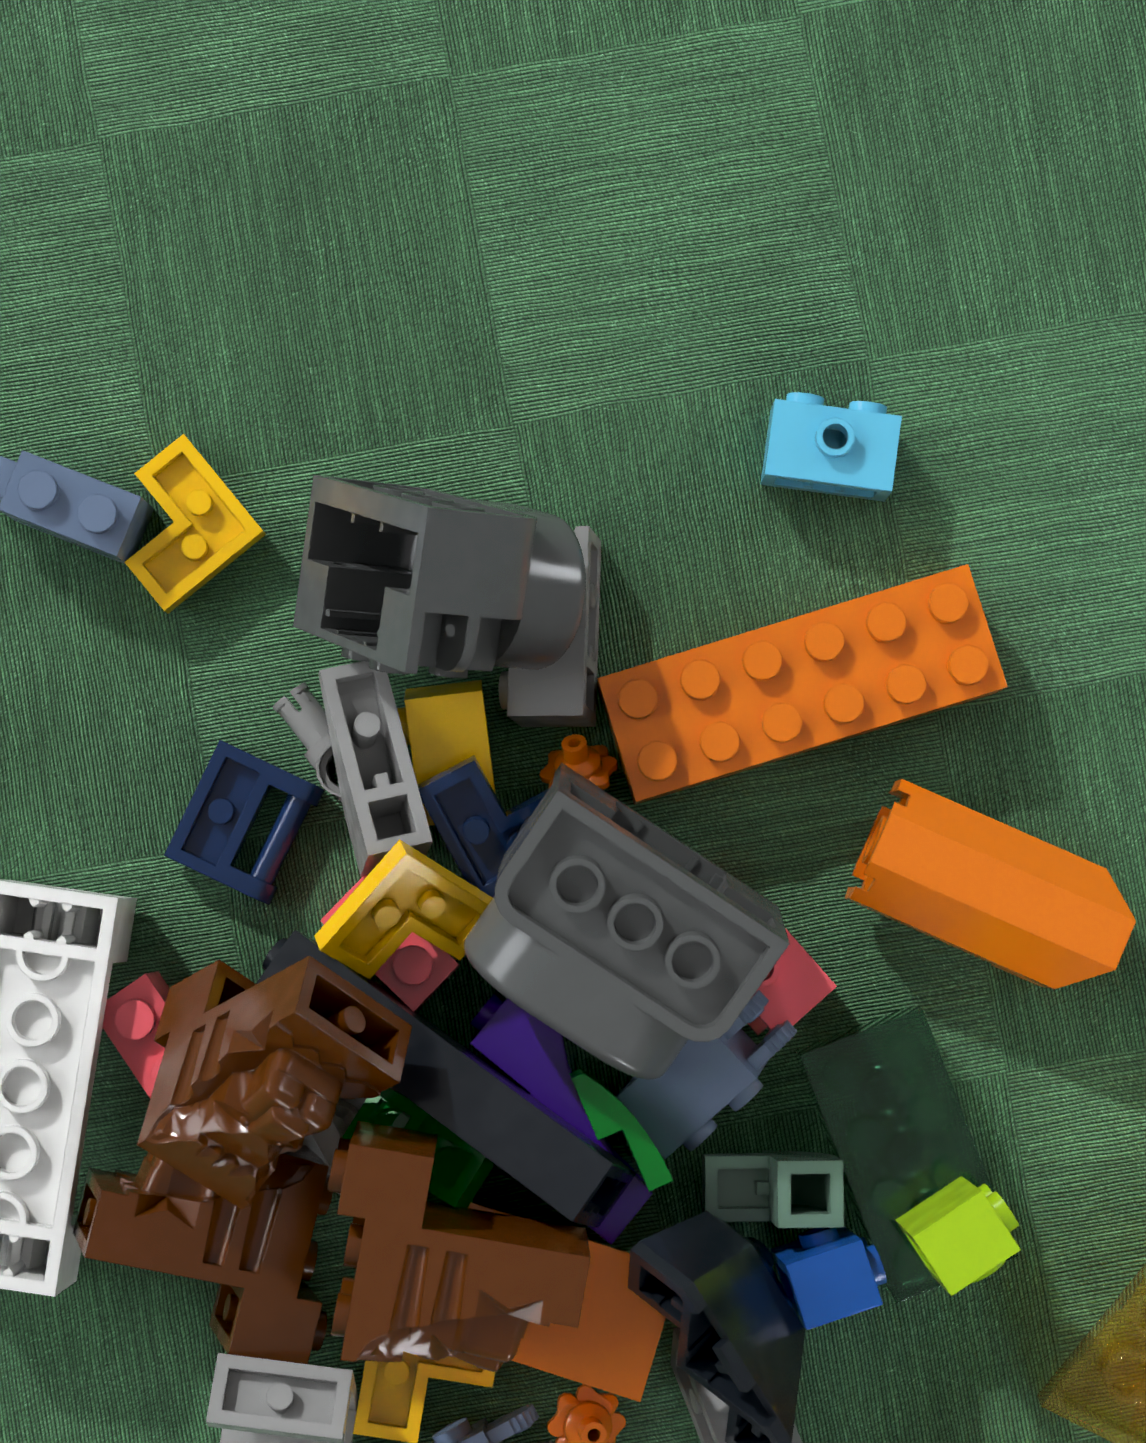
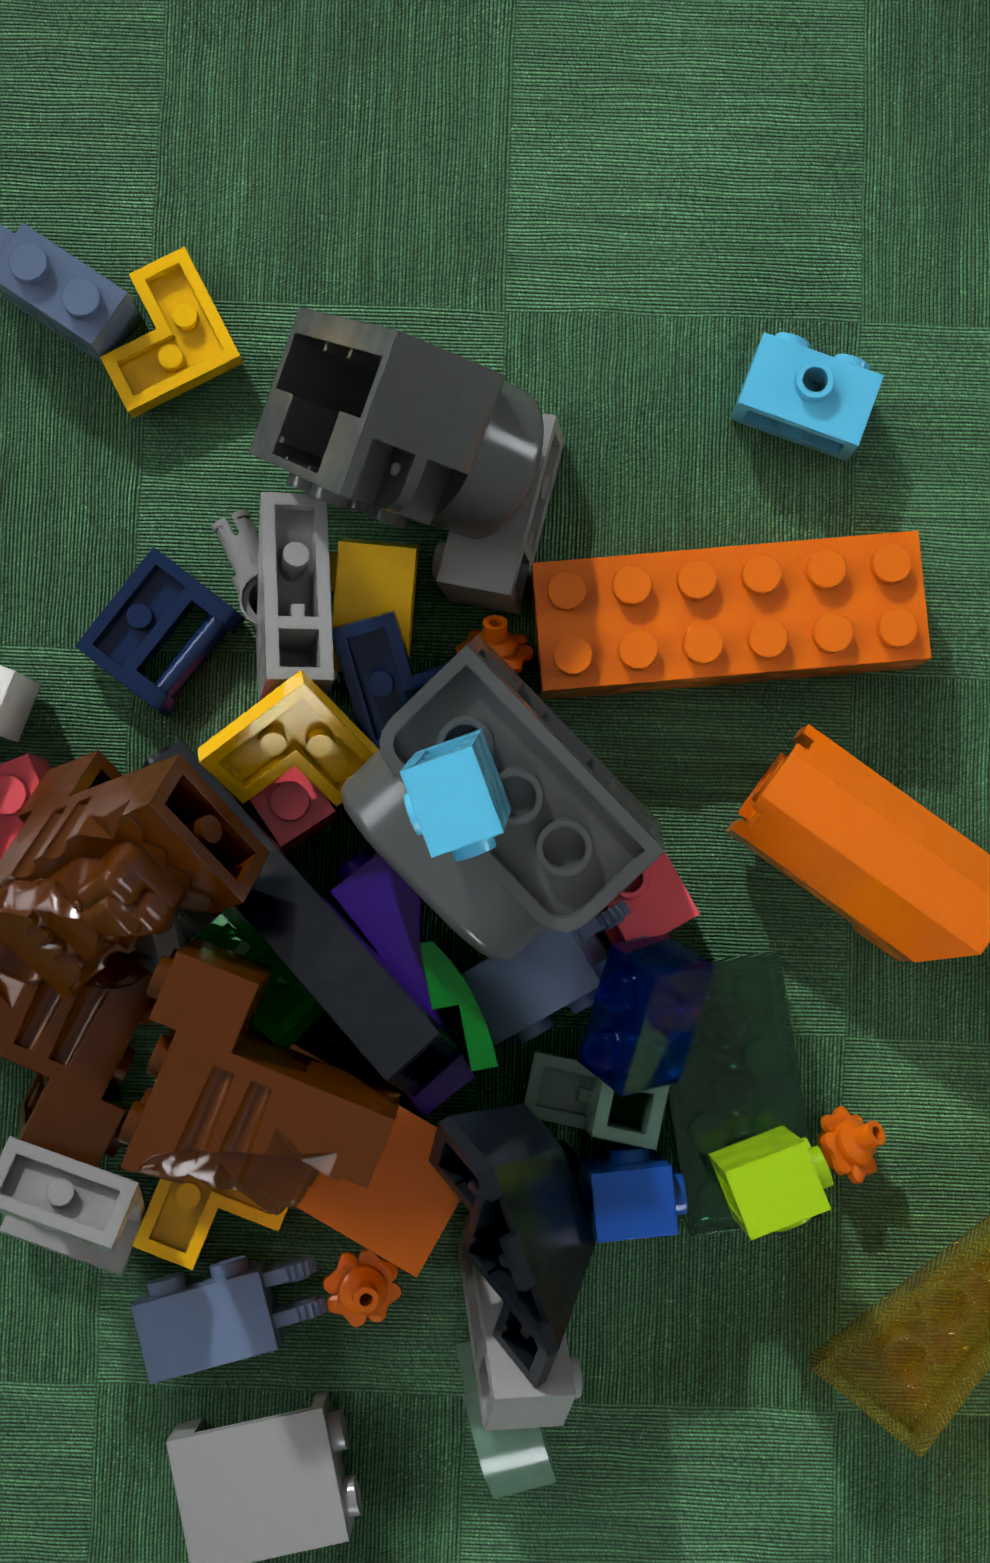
camera: 10 degrees right, 0 degrees up
(581, 939) = (456, 796): none -> medium azure brick
(804, 1098) = (644, 1014): none -> clear blue brick
(1032, 1178) = (850, 1144): none -> orange plant

